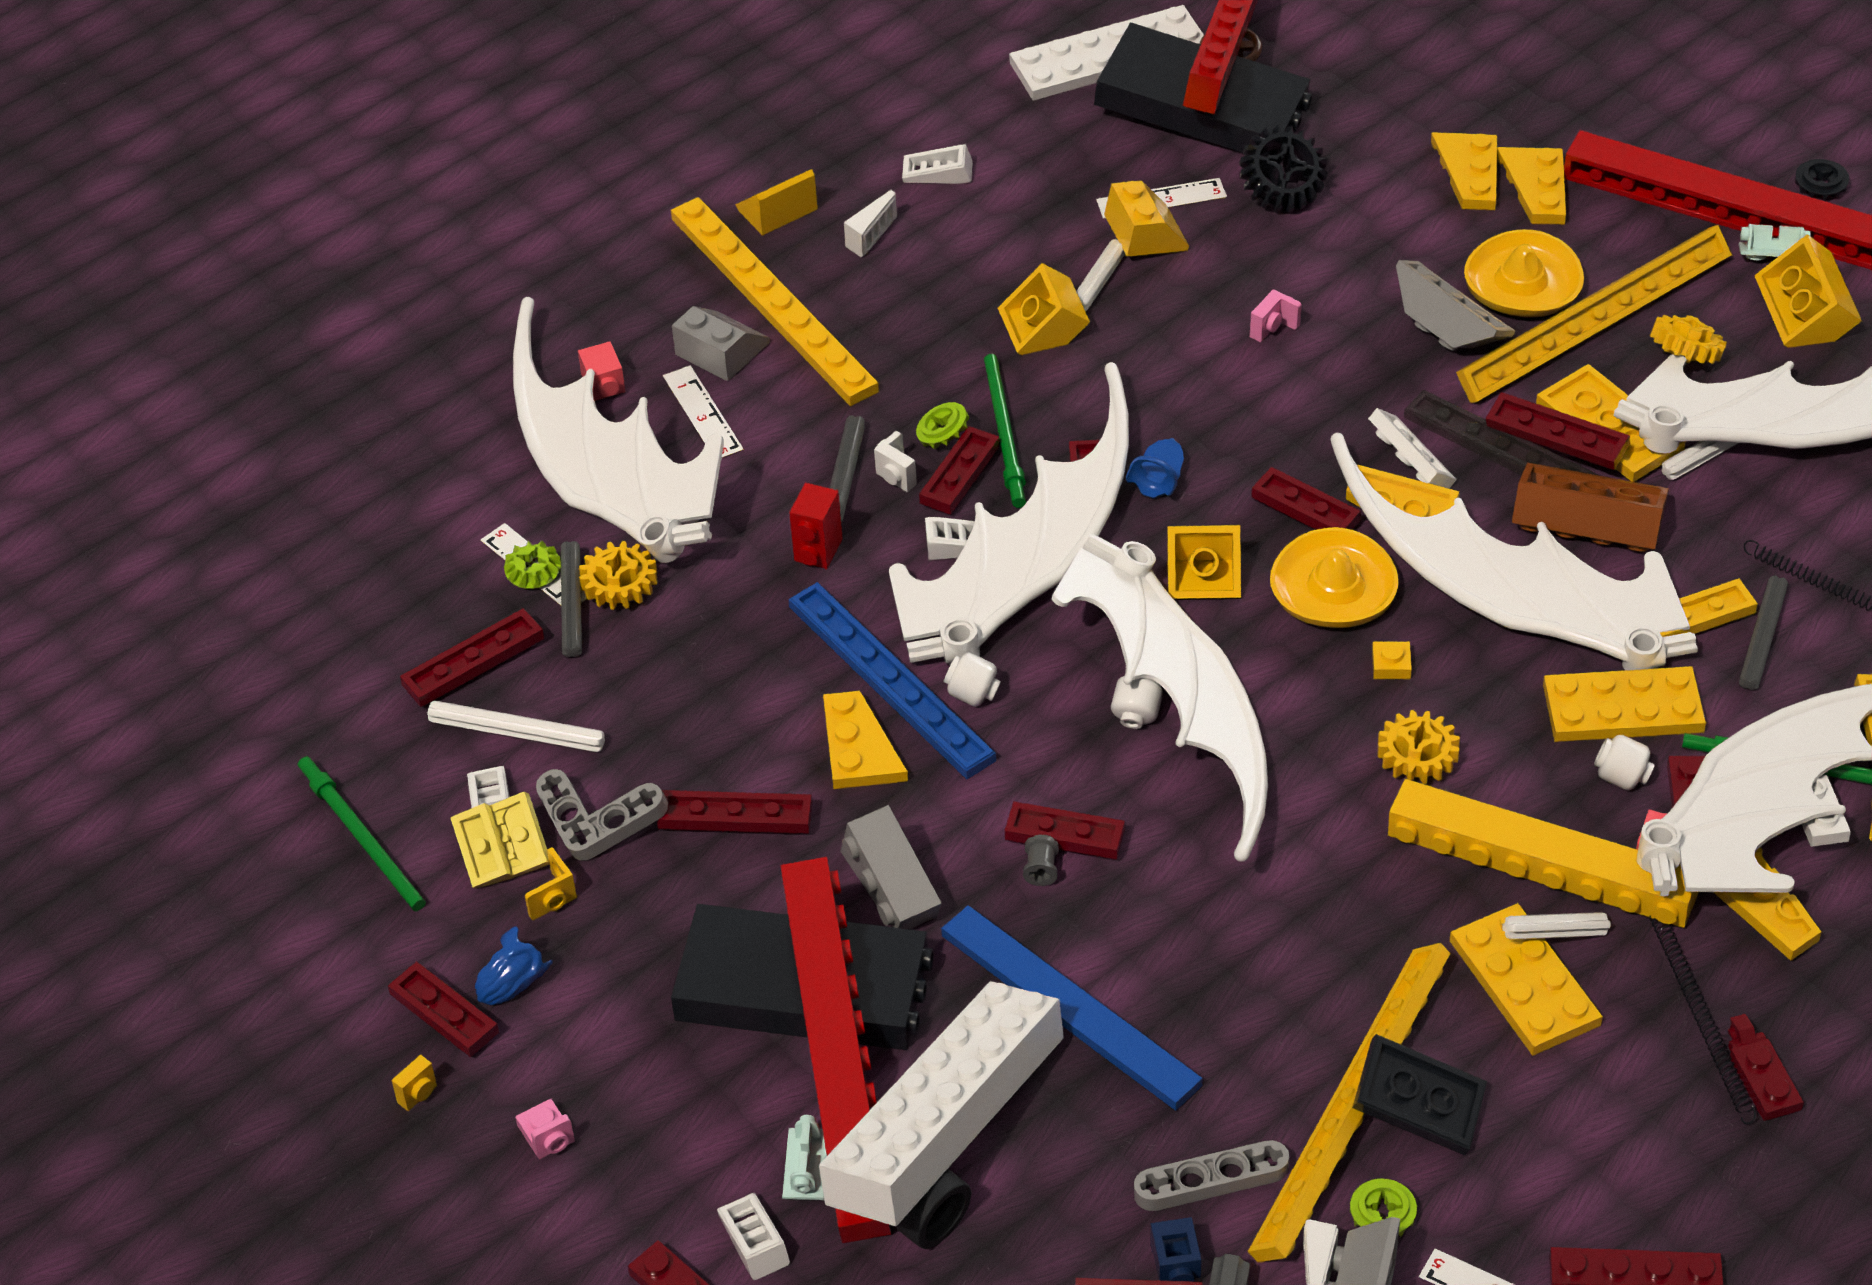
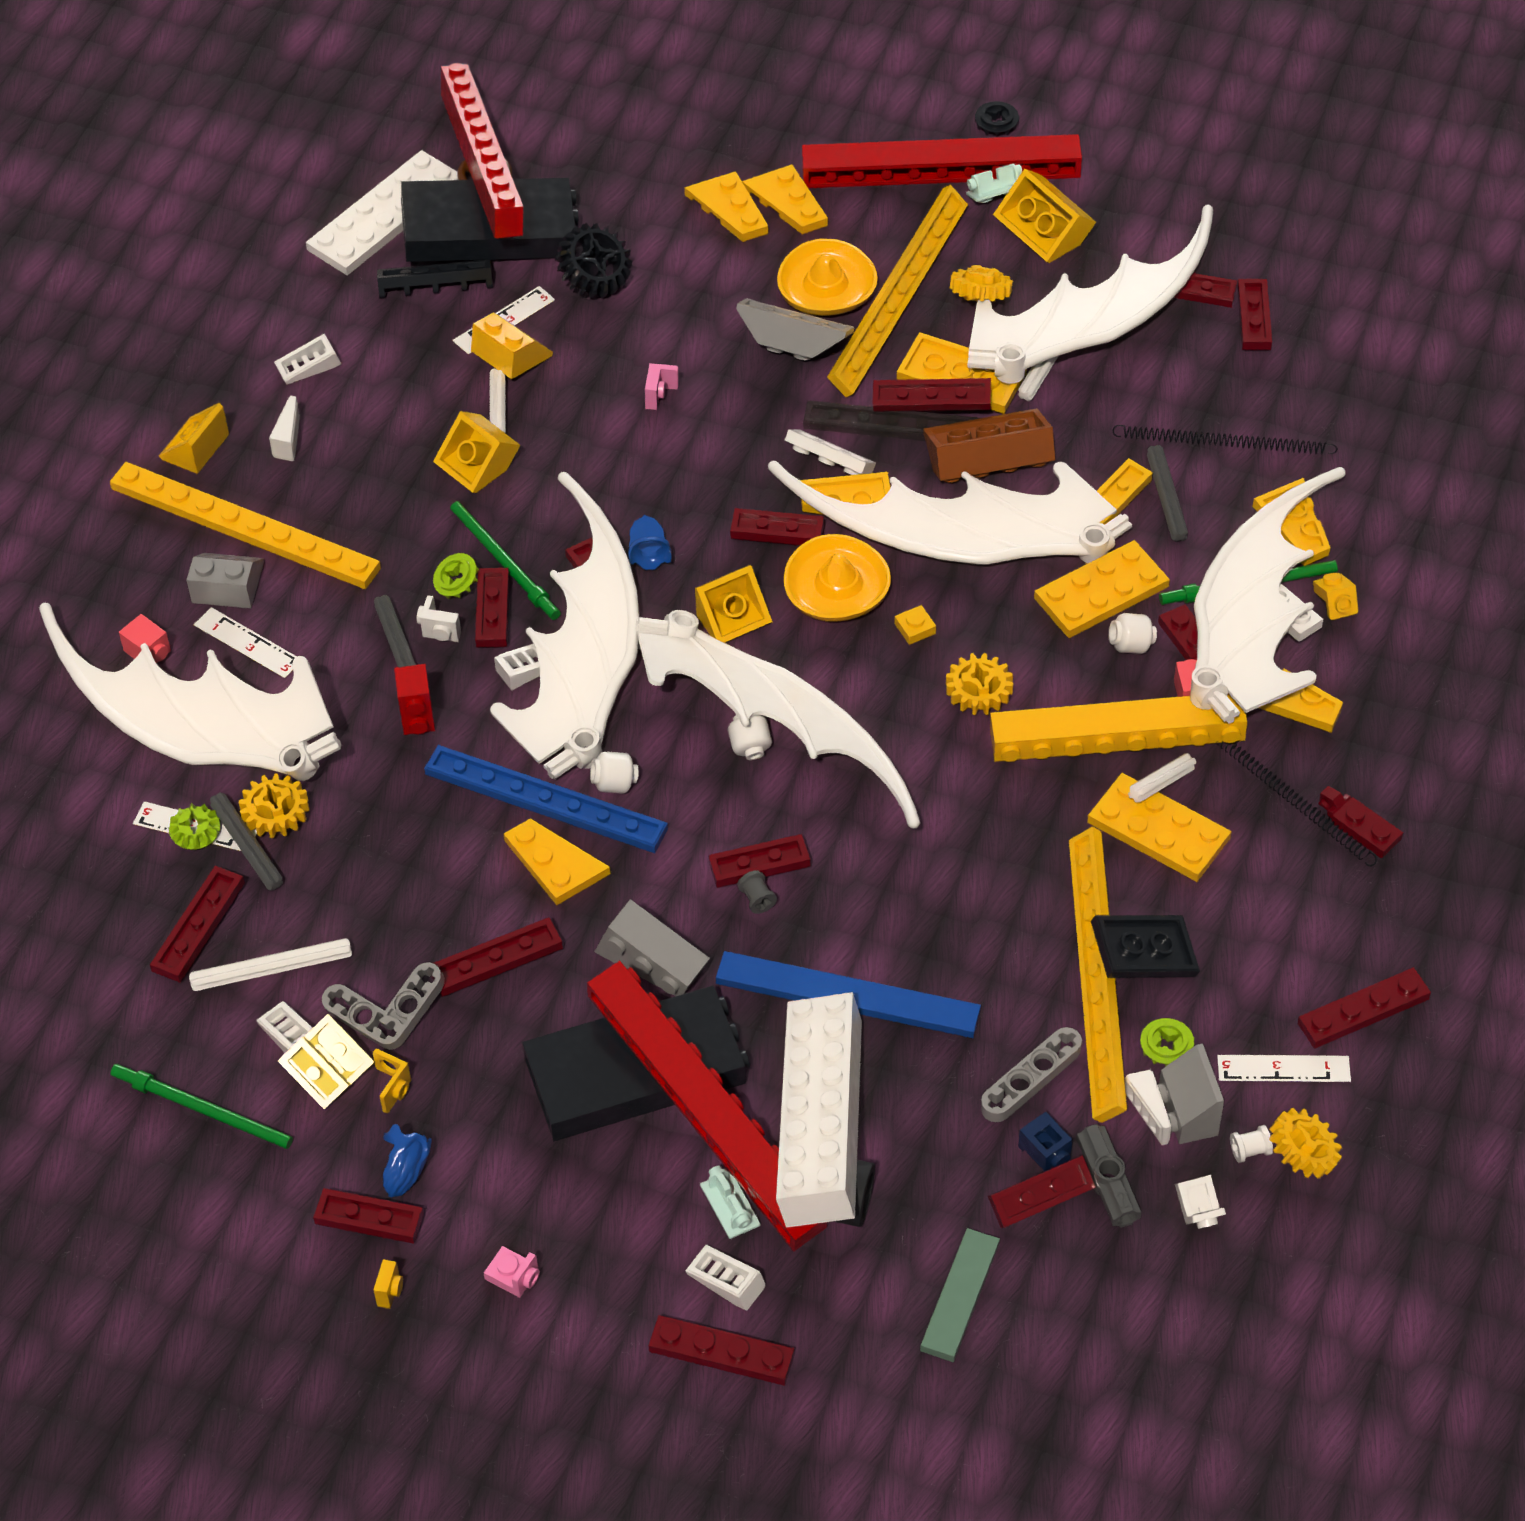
camera: 30 degrees left, 5 degrees up
(1116, 128) = (434, 275): none -> black hinge

